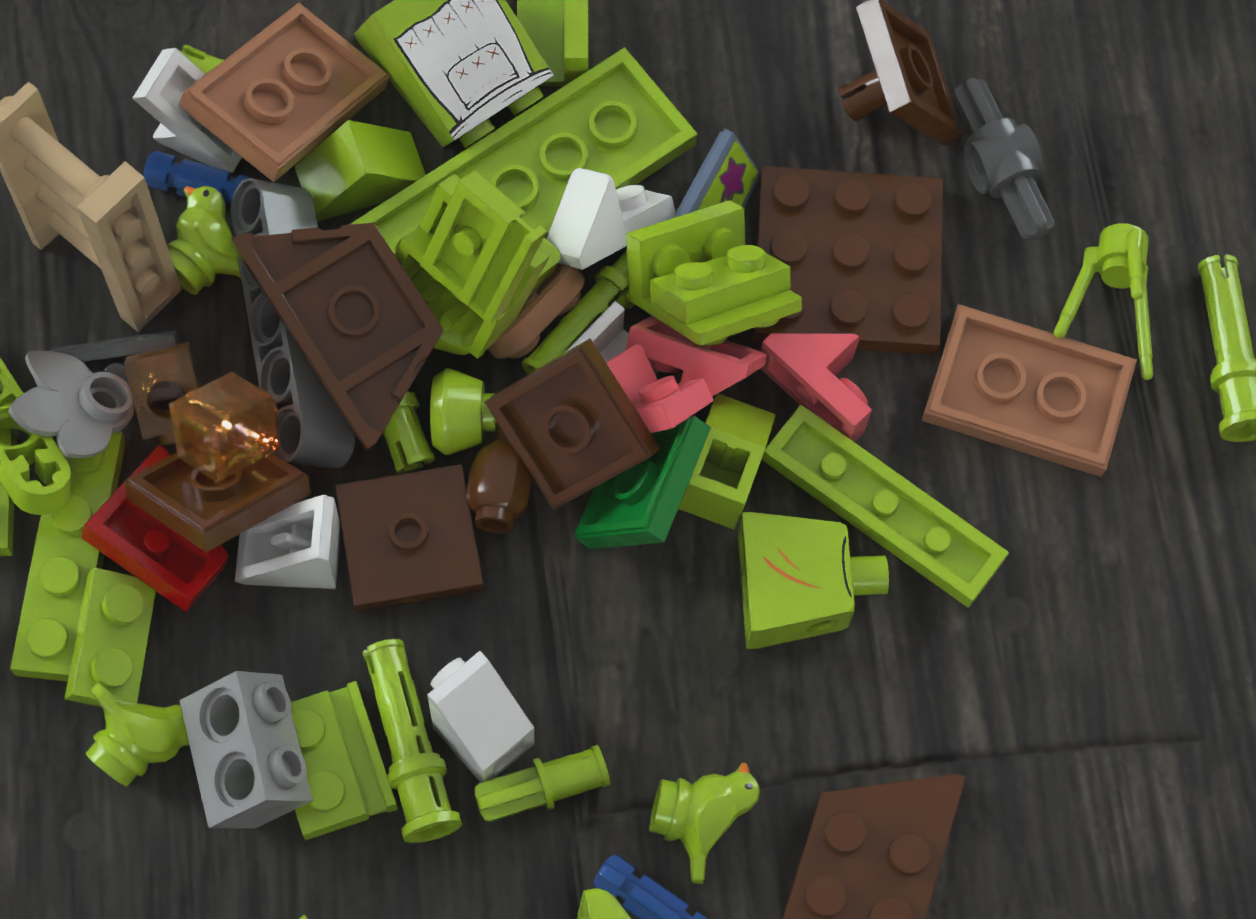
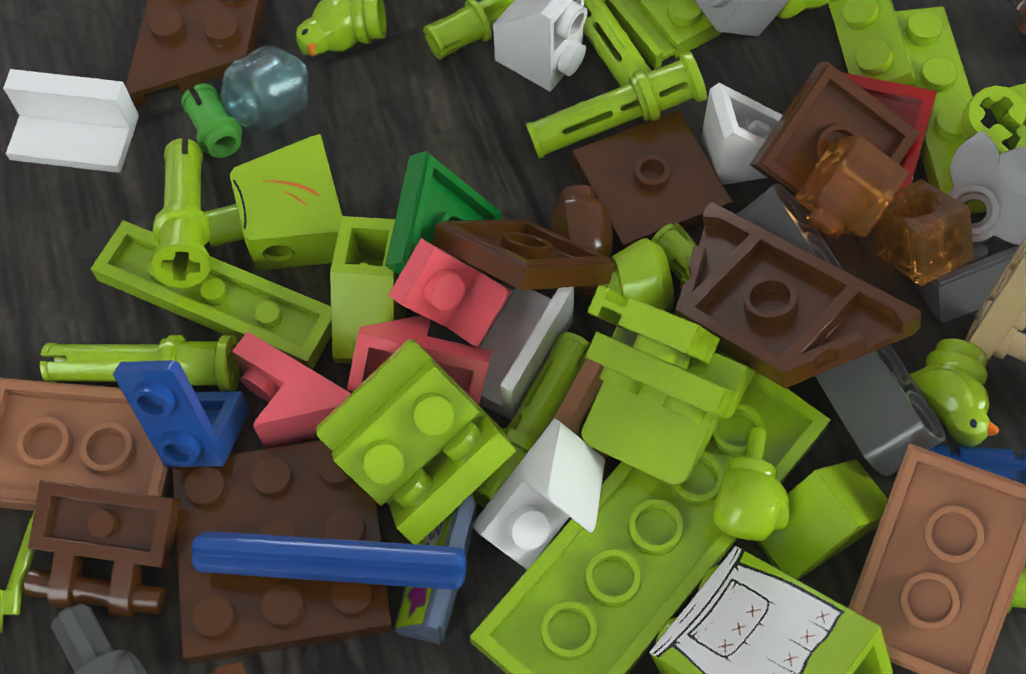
camera: 175 degrees right, 5 degrees down
(394, 611) = (643, 96): none -> lime pin
(421, 171) = (749, 496): none -> lime piece
(803, 734) = (265, 88): none -> clear light blue head
(808, 197) = (330, 560): none -> blue axle
(868, 715) = (216, 130): none -> bright green pin
(909, 552) = (181, 225): none -> lime pin
(914, 358) = (181, 423): none -> blue bracket
(934, 441) = (202, 361): none -> lime pin
(1007, 279) = (107, 526): none -> reddish brown plate
(1028, 754) = (70, 120): none -> white panel

